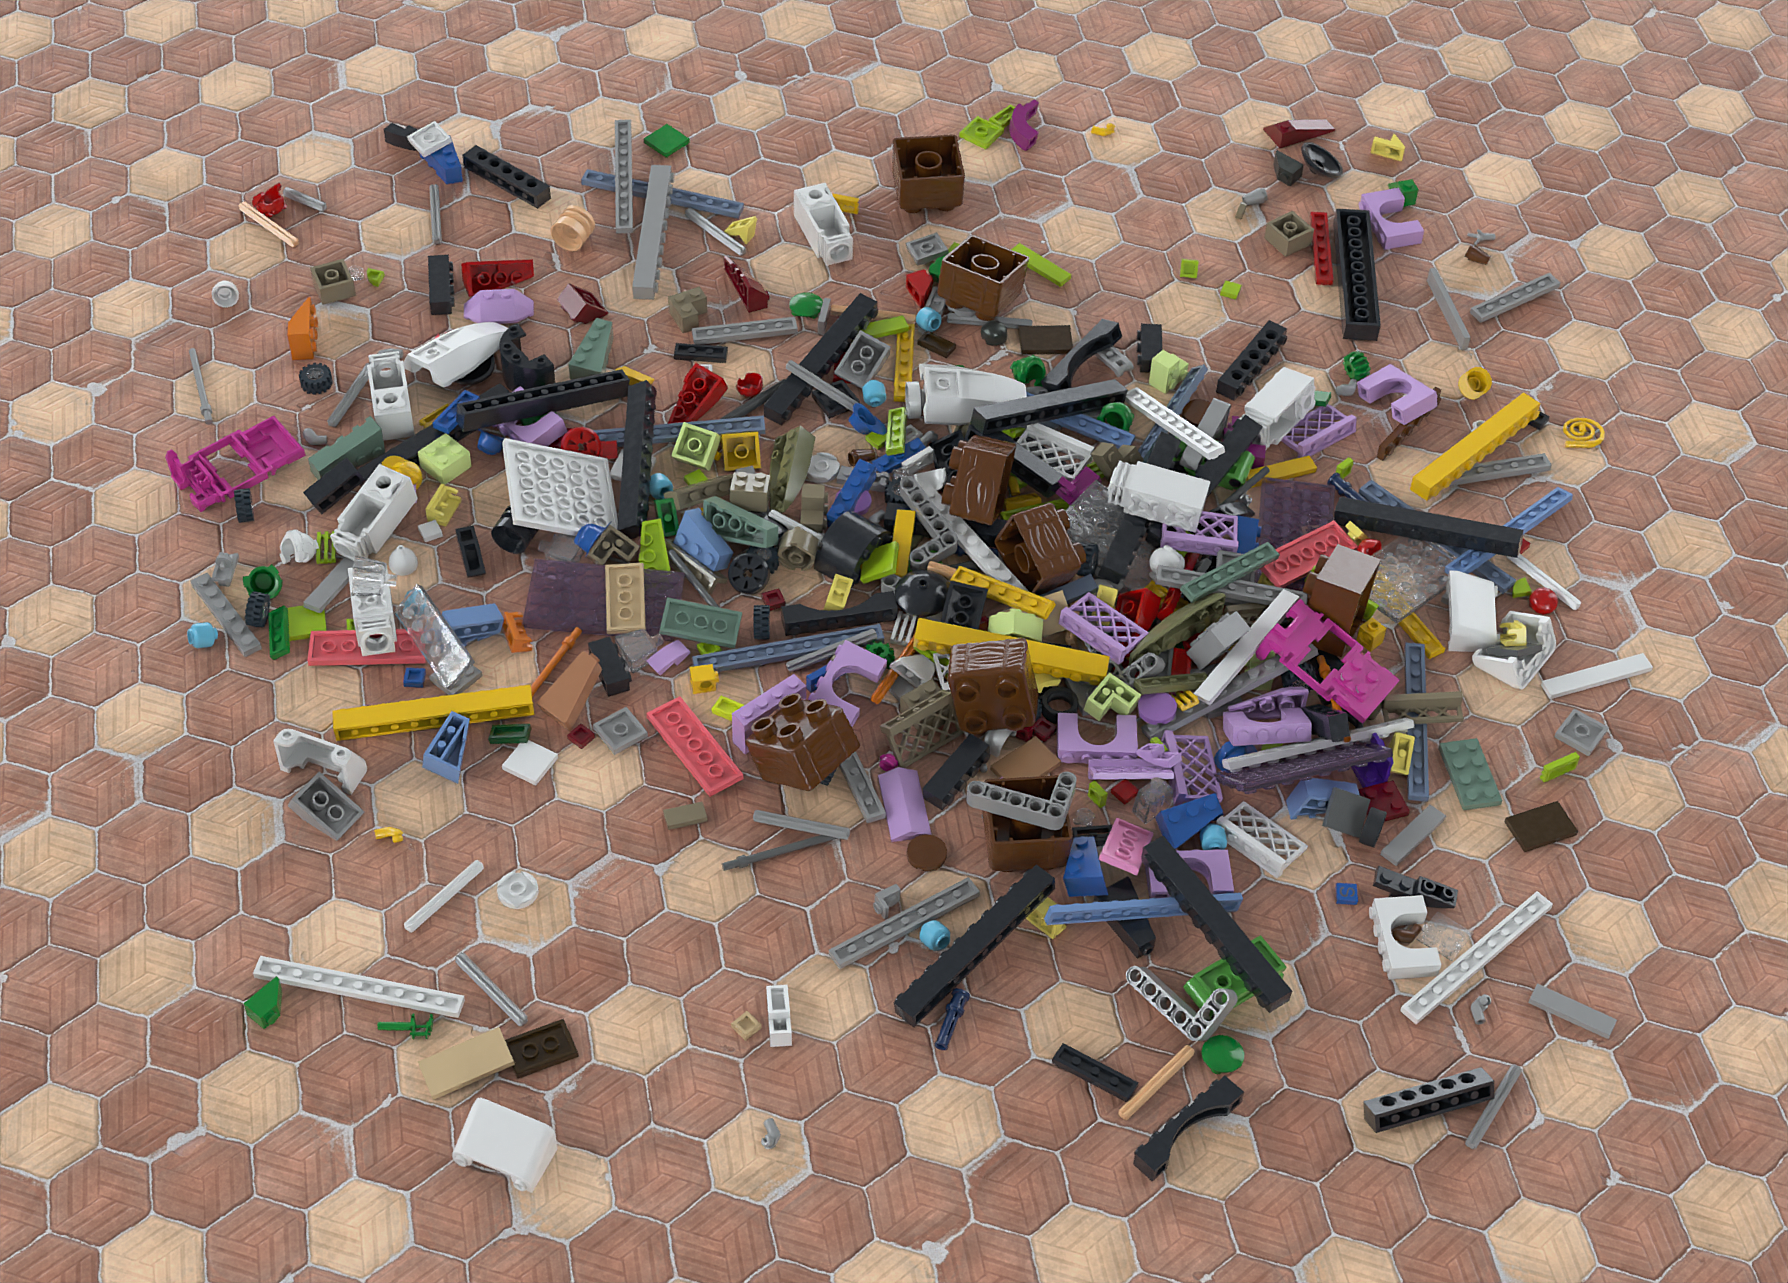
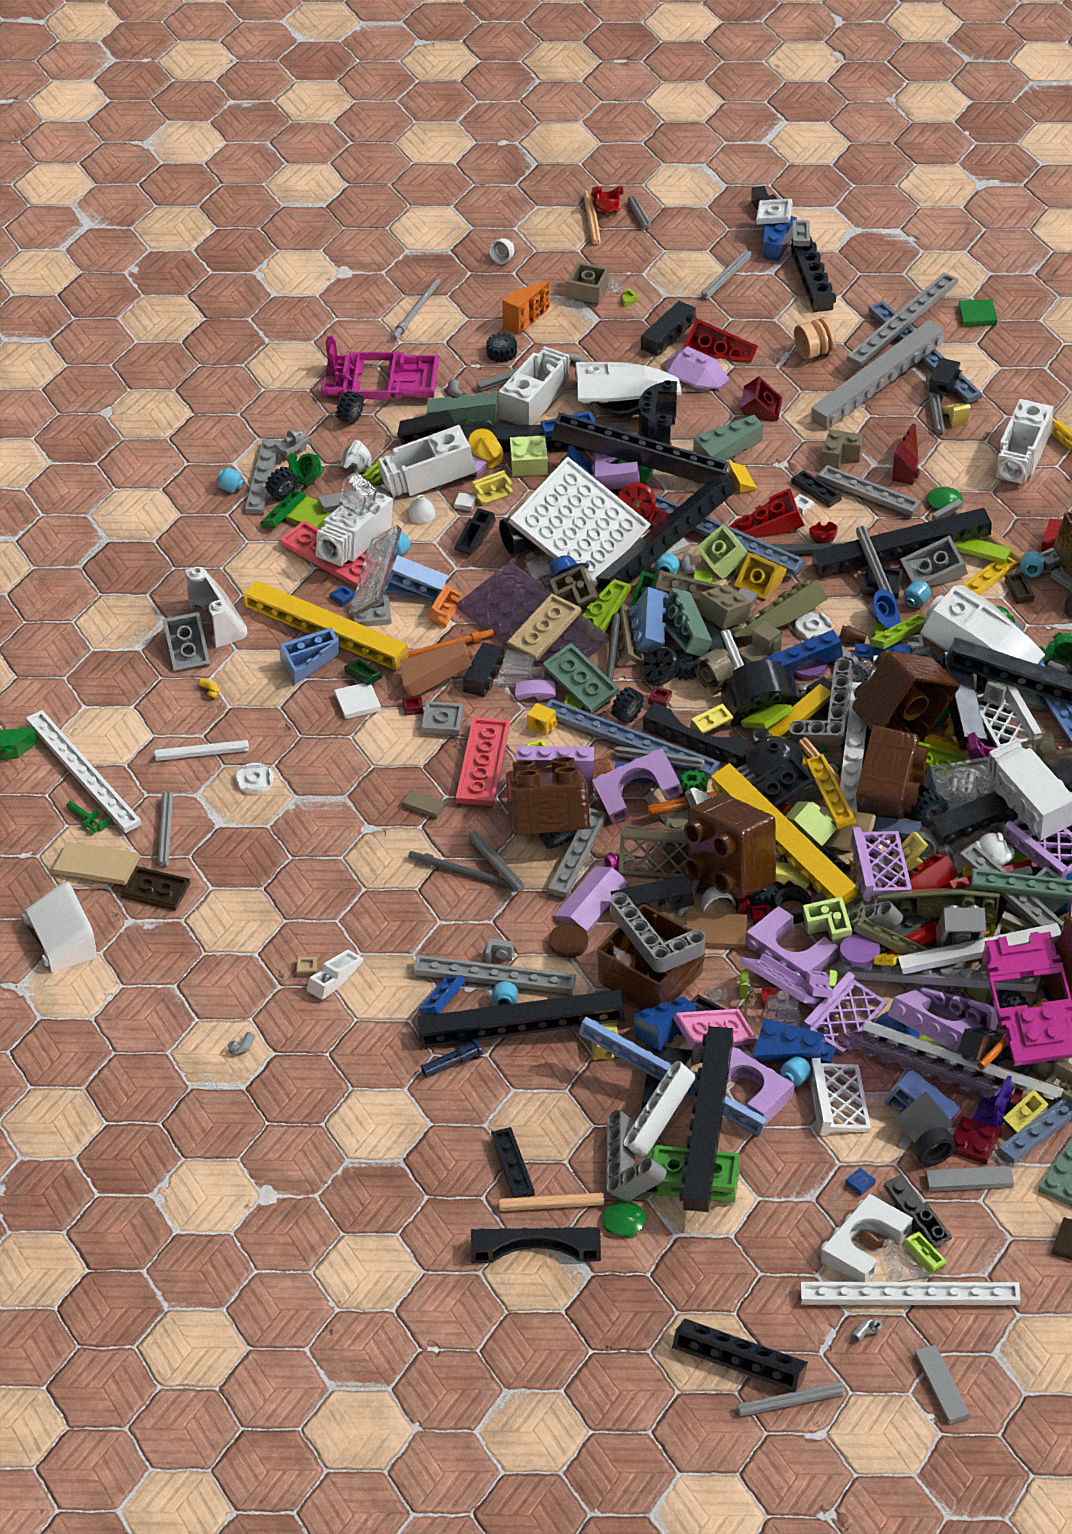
camera: 45 degrees right, 5 degrees down
(469, 146) = (801, 233): none -> light grey plate
(672, 476) = (688, 569): none -> light grey arm
(708, 205) = (945, 377): none -> black brick
(888, 970) = (441, 995): none -> blue plate
(1030, 437) = (994, 693): none -> light grey tile
(1176, 951) = (659, 1109): none -> white beam
(1452, 916) = (926, 1254): none -> lime tile

